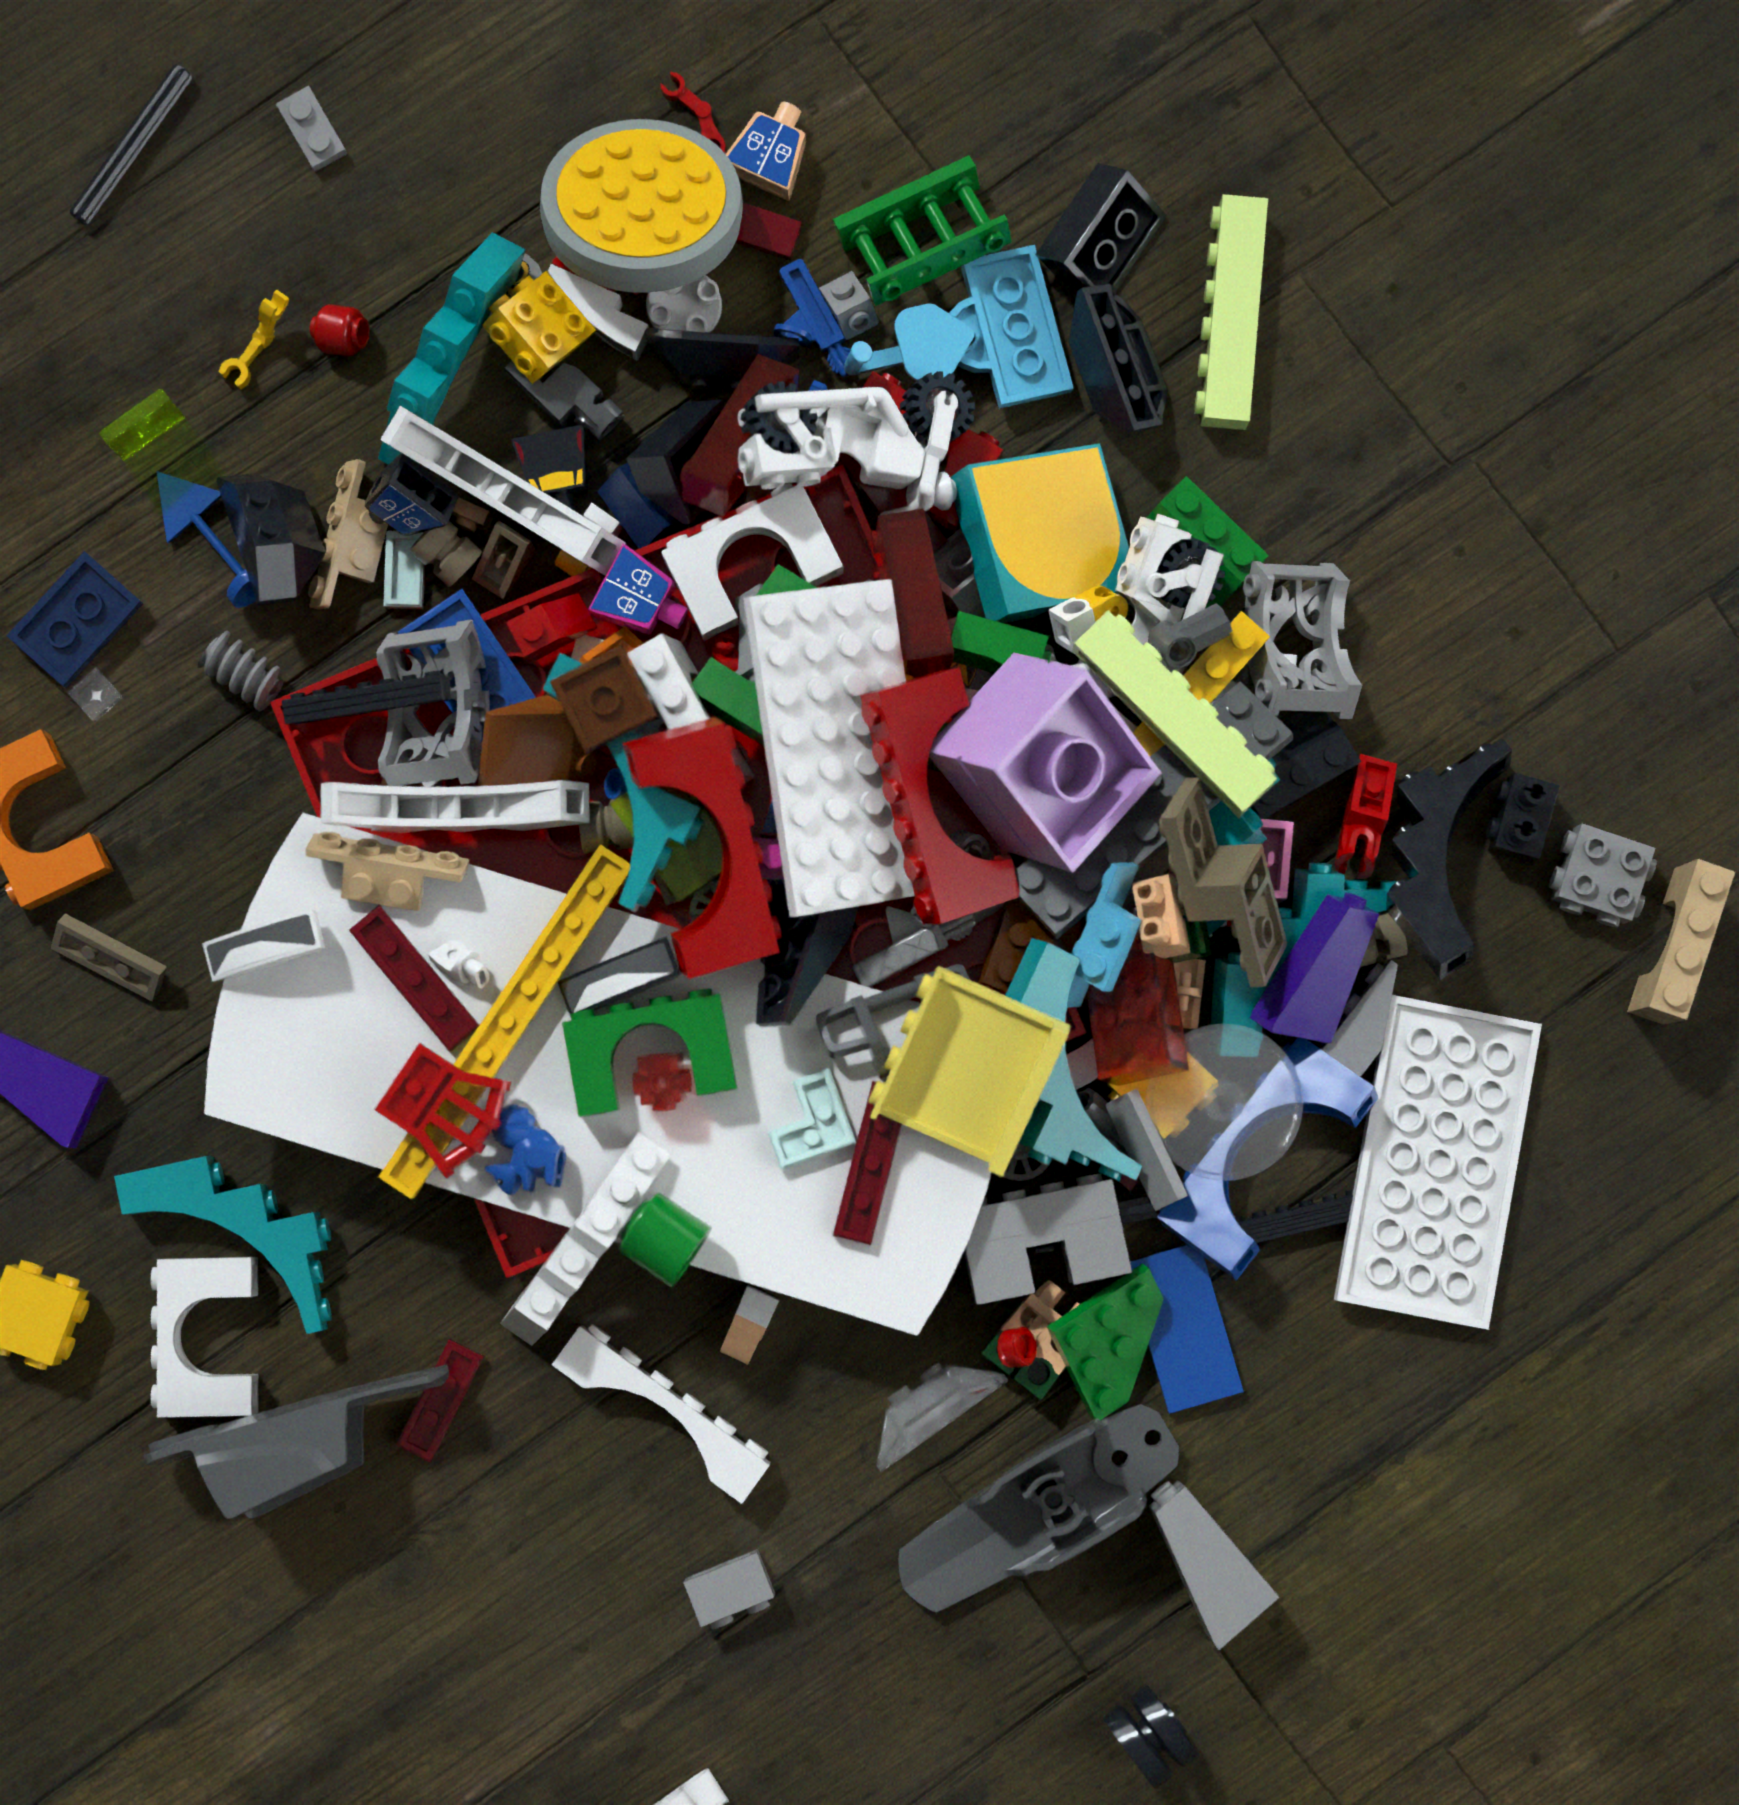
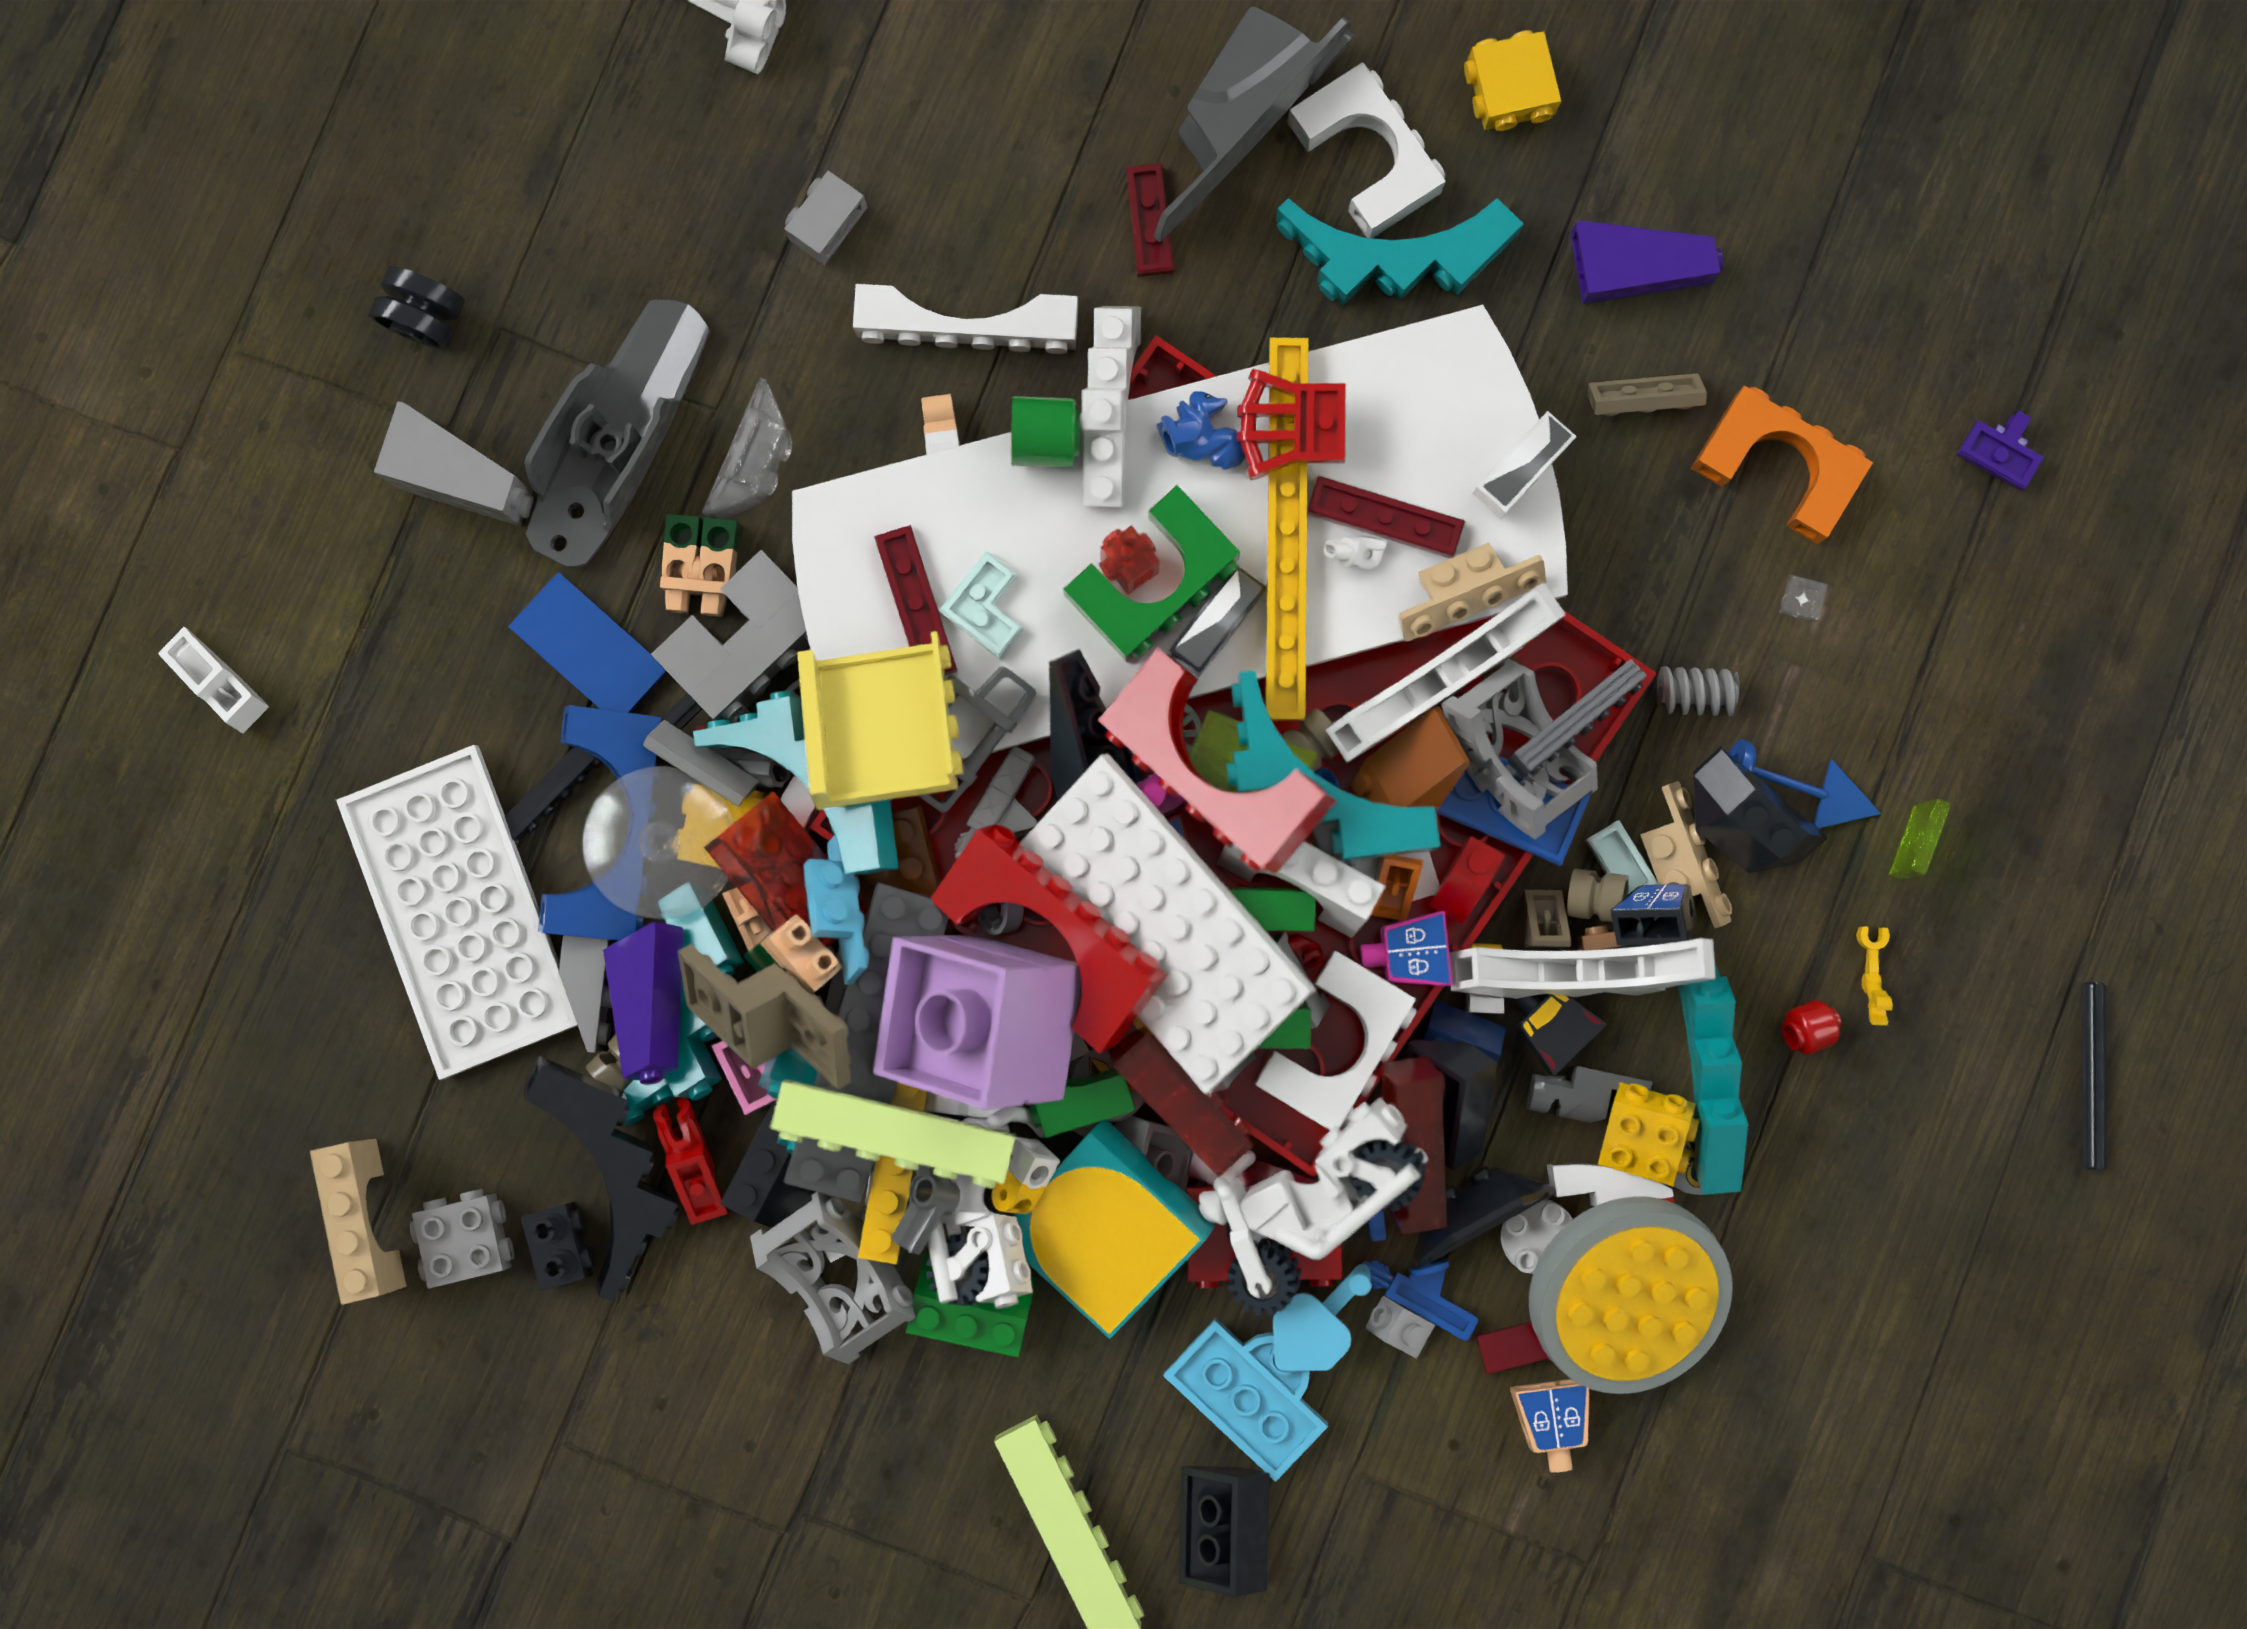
camera: 155 degrees right, 0 degrees up
(75, 619) = (1862, 647): dark blue plate -> none
(311, 128) = (1953, 1187): light grey plate -> none
(603, 699) = (1377, 829): reddish brown tile -> none
(697, 106) = (1637, 1419): red piece -> none
(908, 203) = (1407, 1447): green fence -> none
(1017, 1347) = (709, 539): red tile -> none
(1108, 1339) = (640, 595): green plate -> none
(1116, 360) = (1139, 1422): black wedge -> none
(1536, 1511) = (213, 680): none -> white slope

